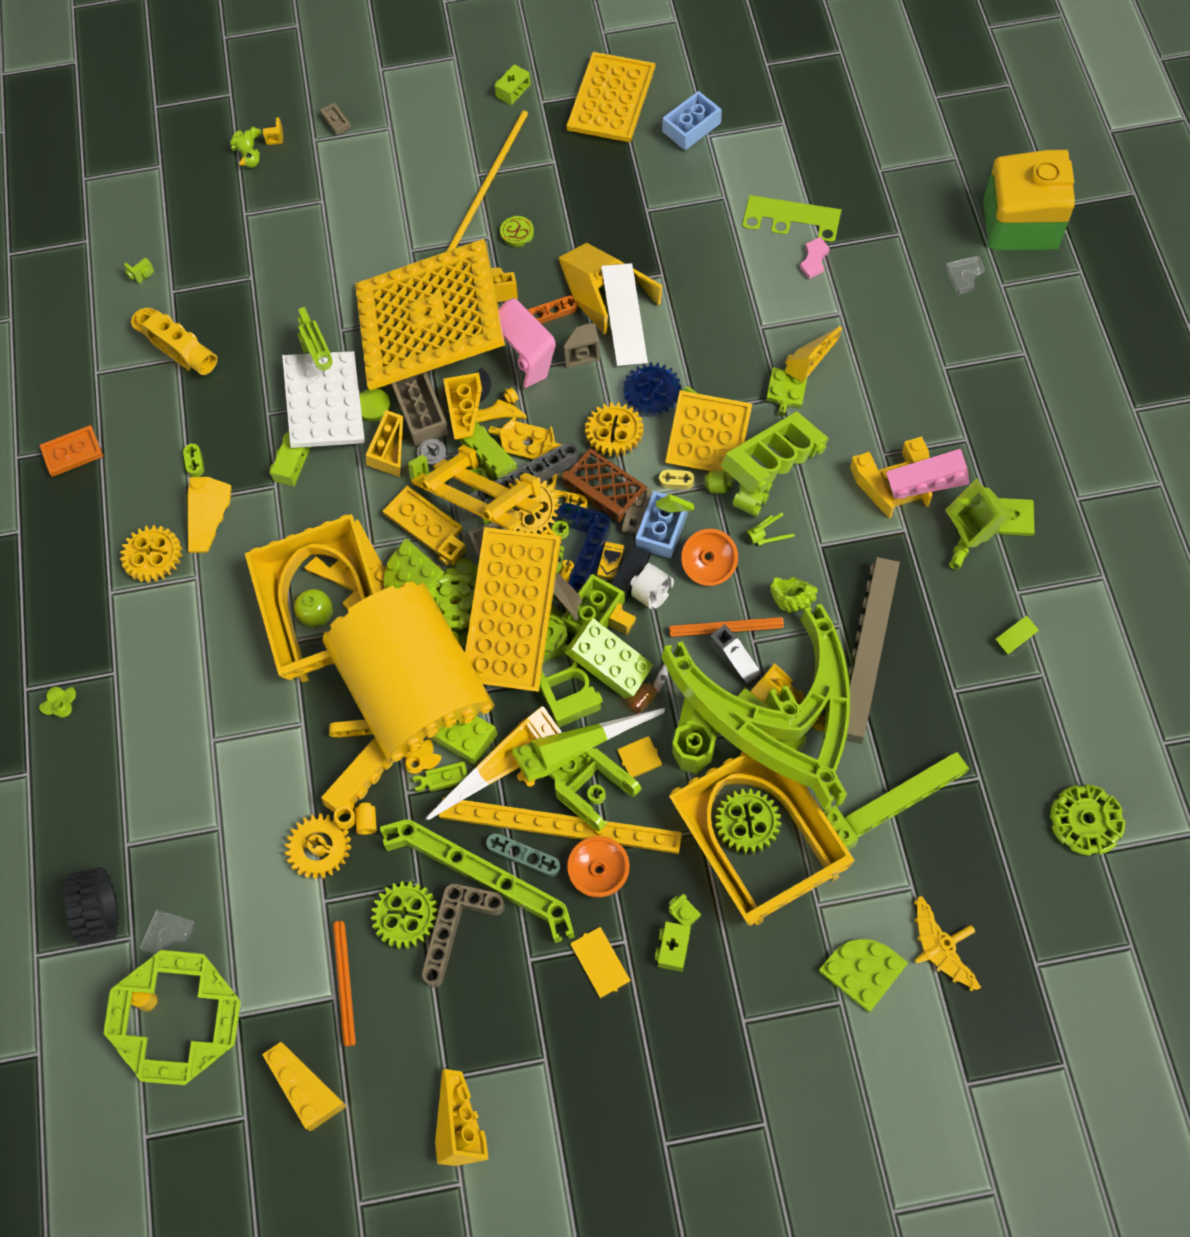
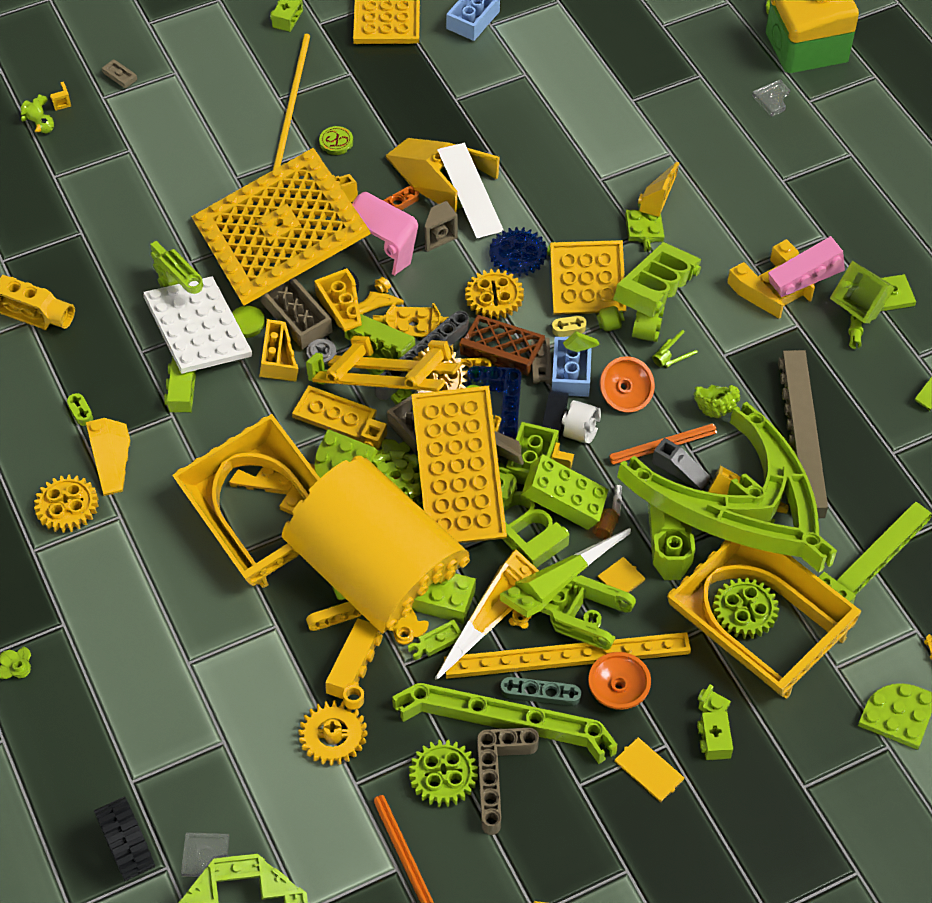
camera: 20 degrees left, 10 degrees down
(313, 608) = (251, 517): lime cylinder -> none
(365, 819) = (374, 696): yellow brick -> none
(610, 561) = (531, 409): yellow tile -> none
(790, 211) = (591, 75): lime piece -> none
(816, 252) = (629, 104): bright pink tile -> none

